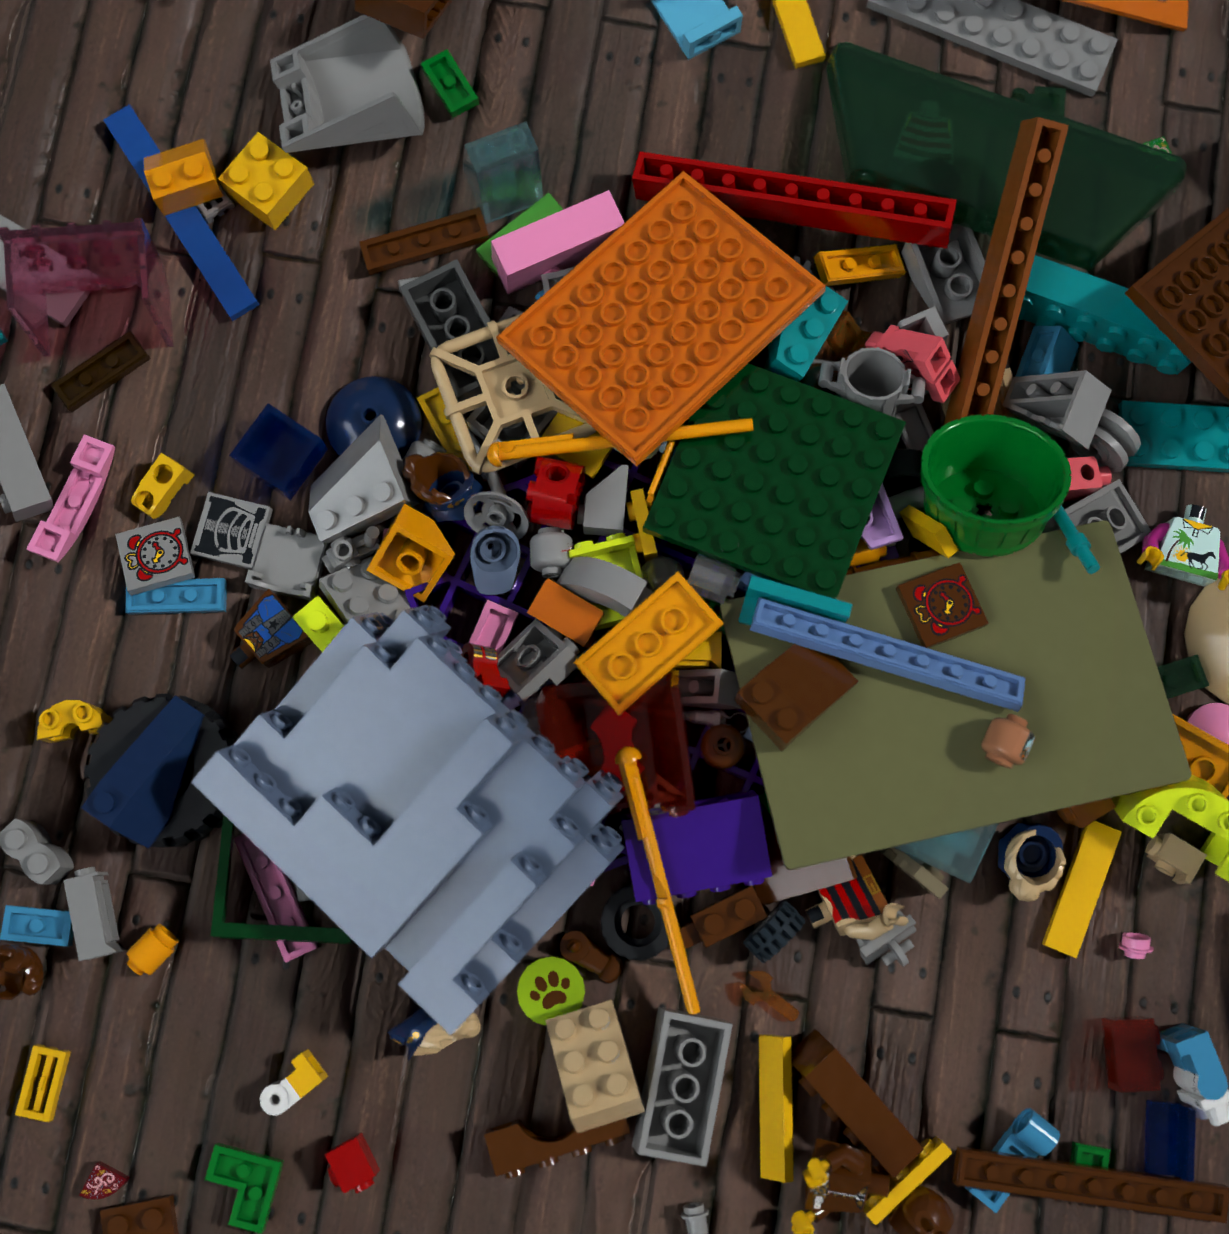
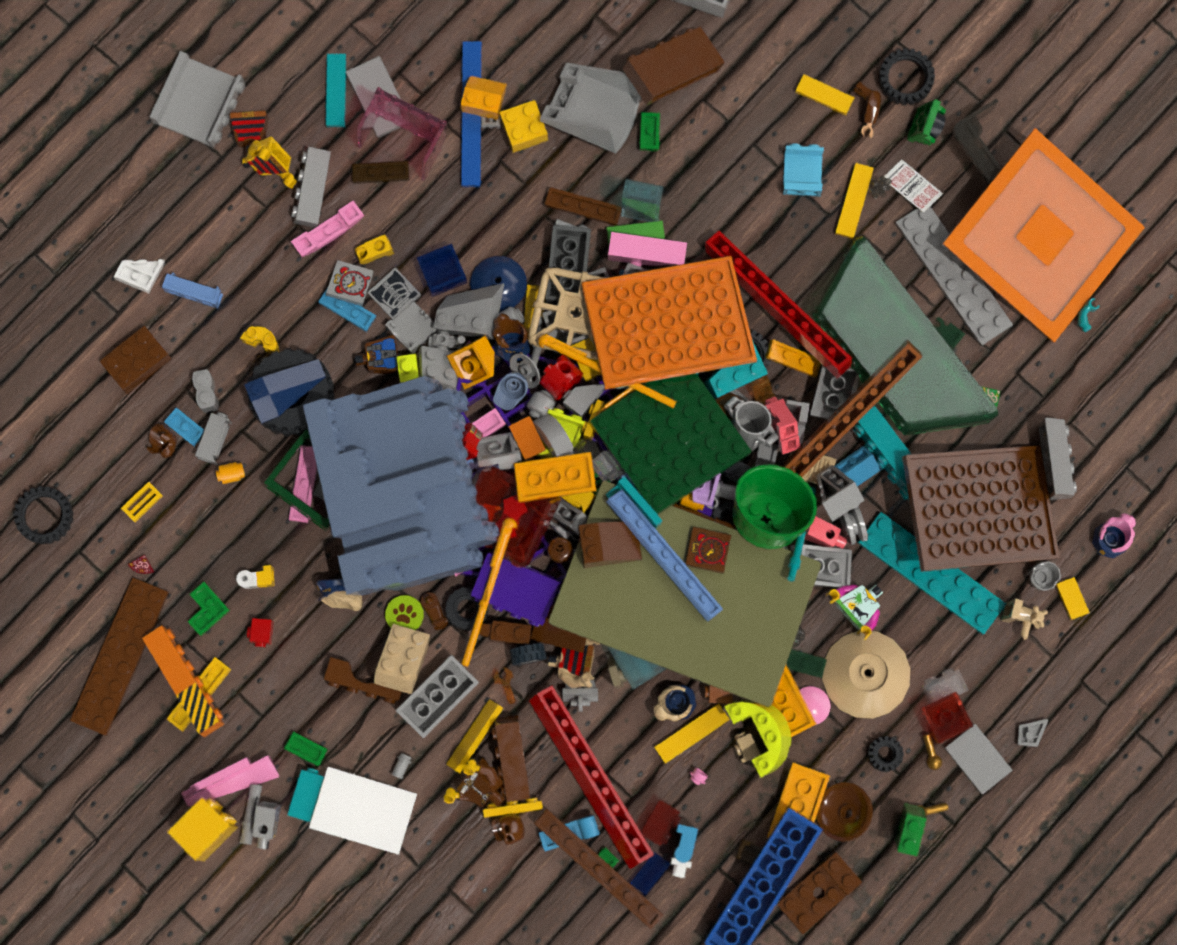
camera: 35 degrees right, 0 degrees up
(929, 531) = (729, 512): yellow tile -> none
(992, 1055) = (591, 777): none -> red brick
(1008, 741) = (691, 631): nougat head -> none

